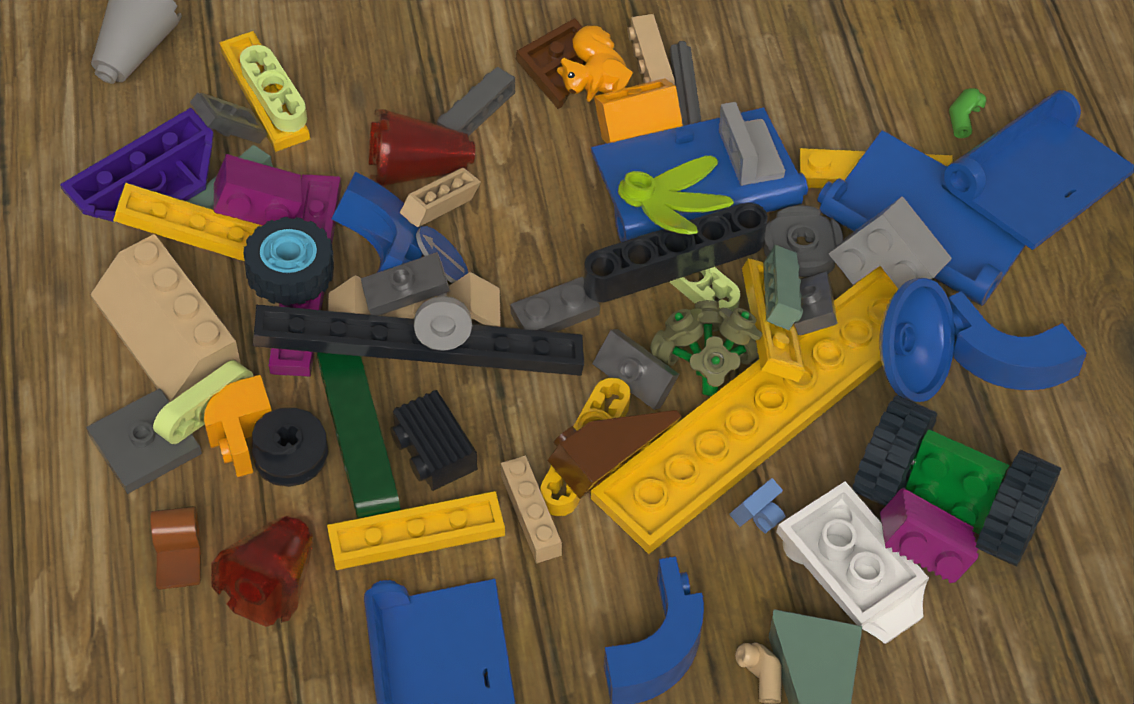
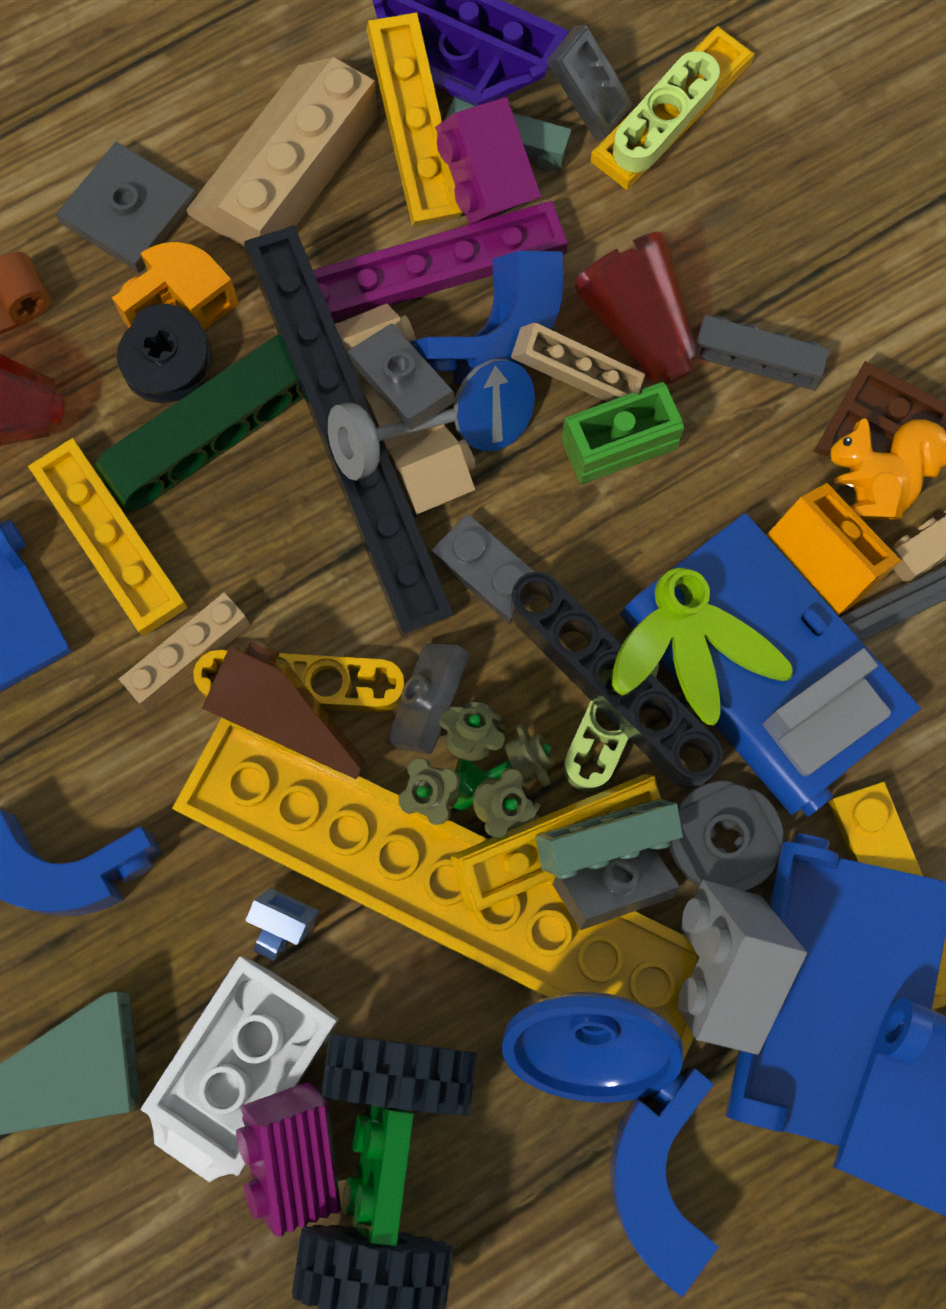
camera: 70 degrees right, 20 degrees up
(187, 411) = (151, 225): yellowish green beam -> none
(289, 261) = (401, 209): black wheel -> none
(434, 440) = (231, 505): black brick -> none
(501, 192) = (622, 433): none -> bright green brick
(765, 667) = (71, 992): tan arm -> none

